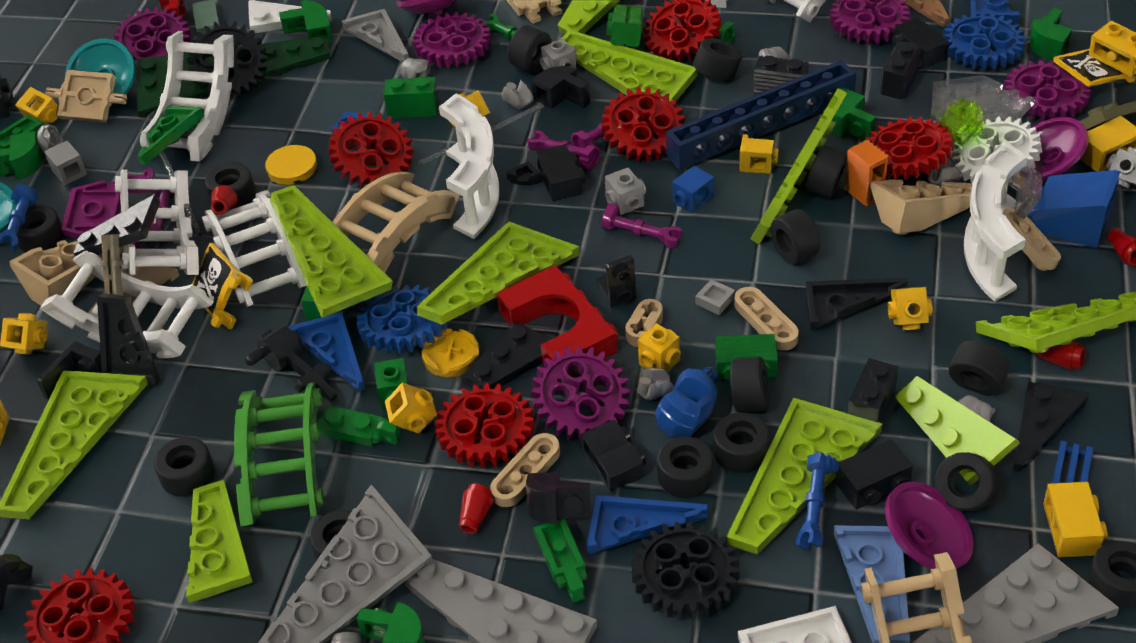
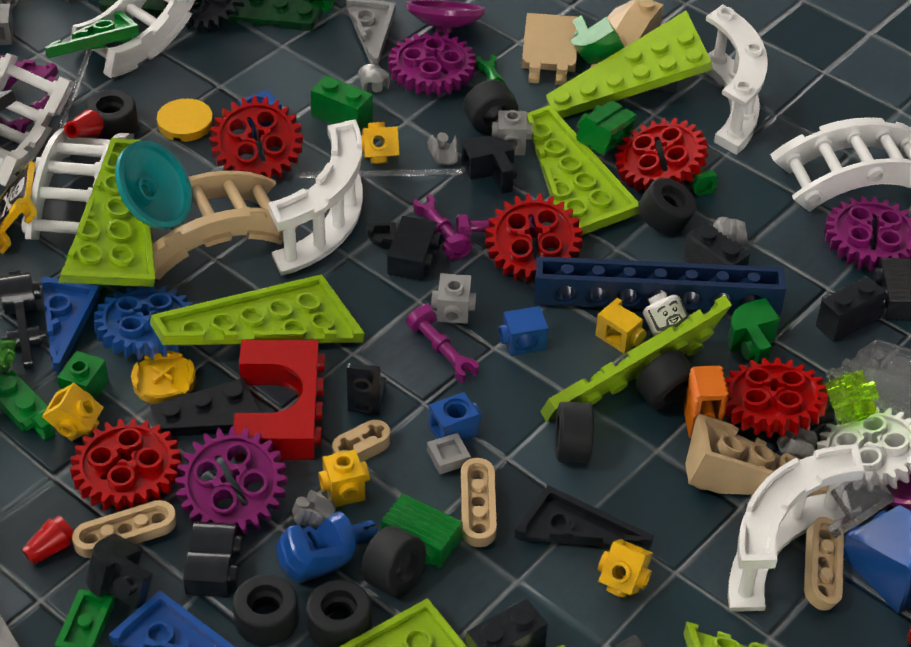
camera: 25 degrees right, 0 degrees up
(341, 209) = (153, 185): none -> teal dish
(698, 271) = (454, 416): none -> blue brick
(784, 131) = (664, 312): none -> white head

